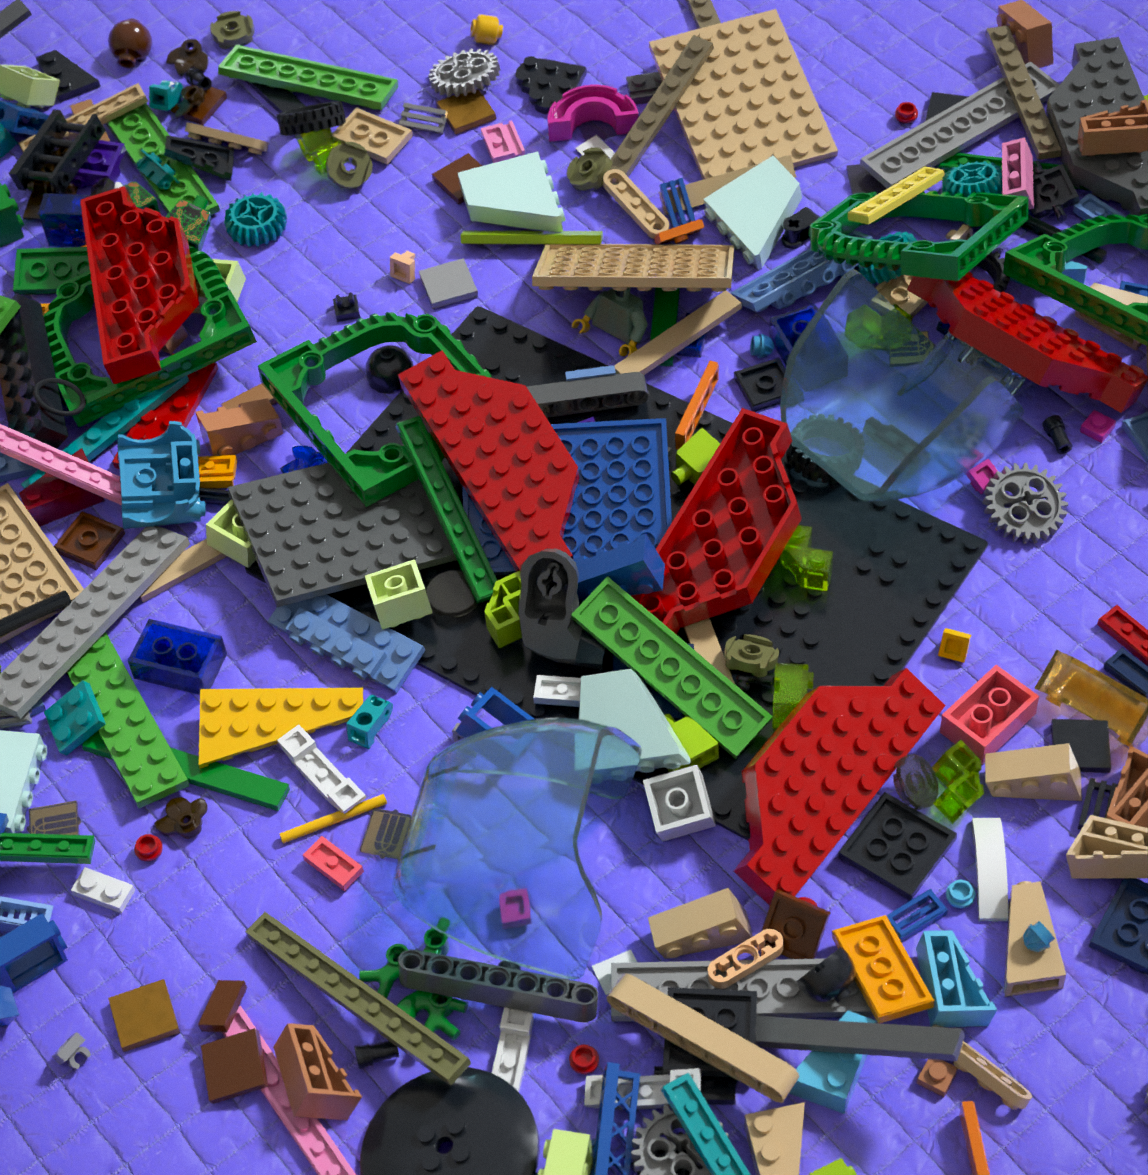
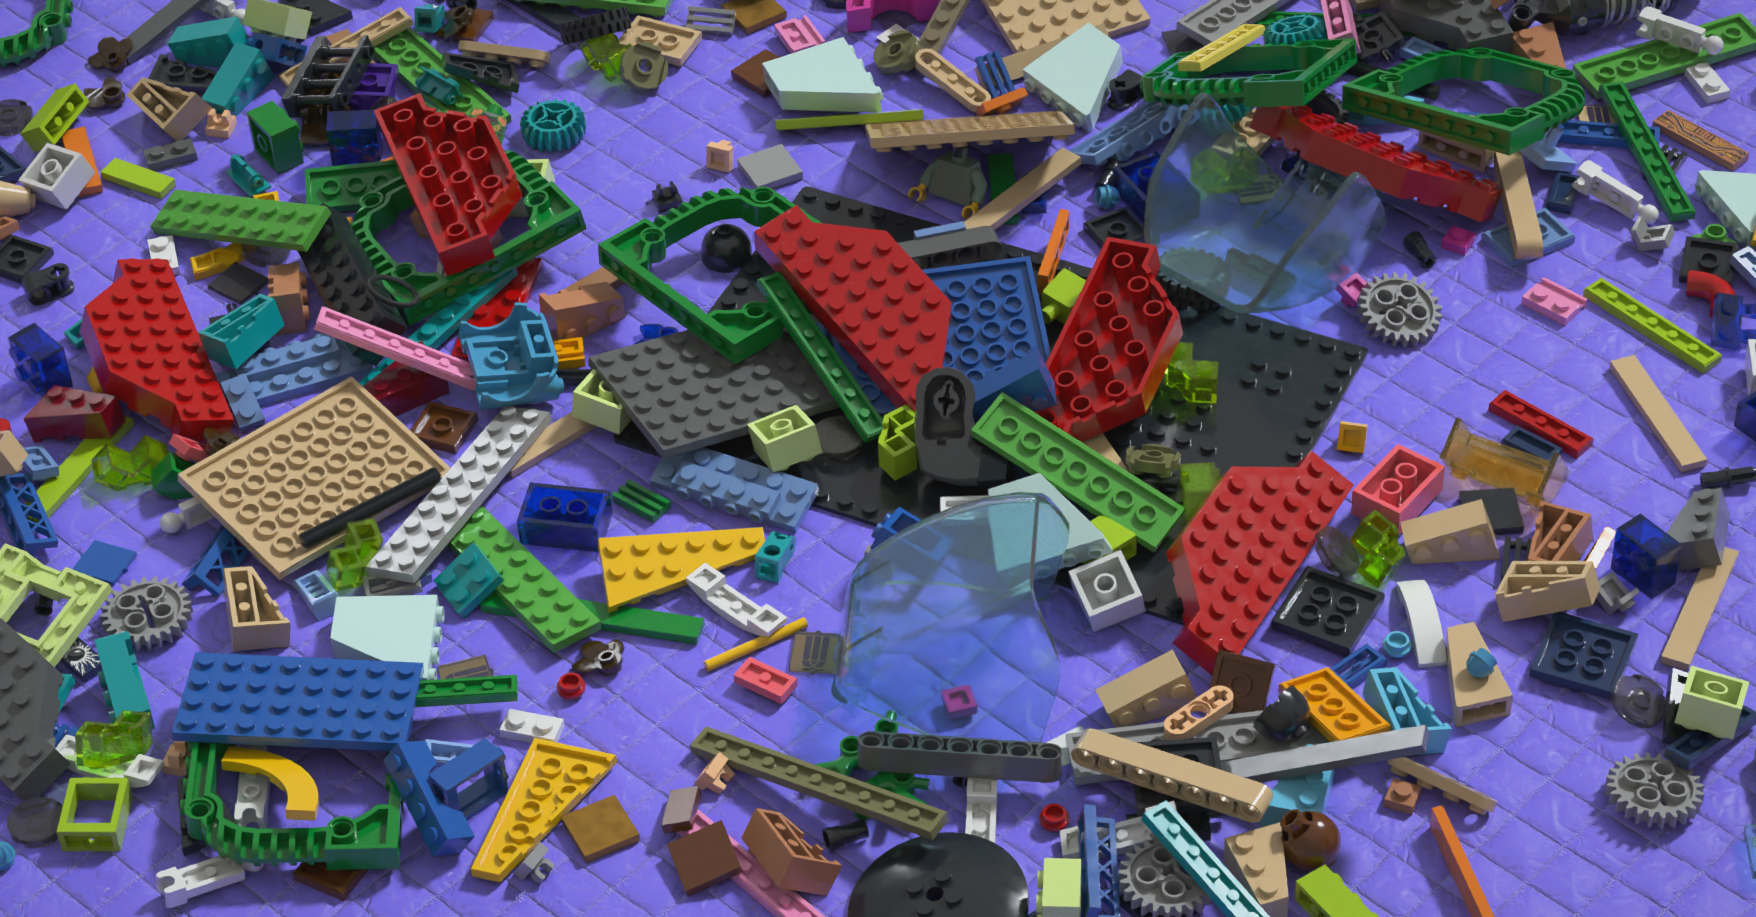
camera: 10 degrees left, 10 degrees down
(97, 968) = (544, 790): none -> yellow wing
(244, 630) = (644, 499): none -> green tile
(258, 968) = (713, 772): none -> light nougat tile
(763, 326) = (1107, 173): none -> black pin
(831, 1126) = (1309, 839): none -> reddish brown brick

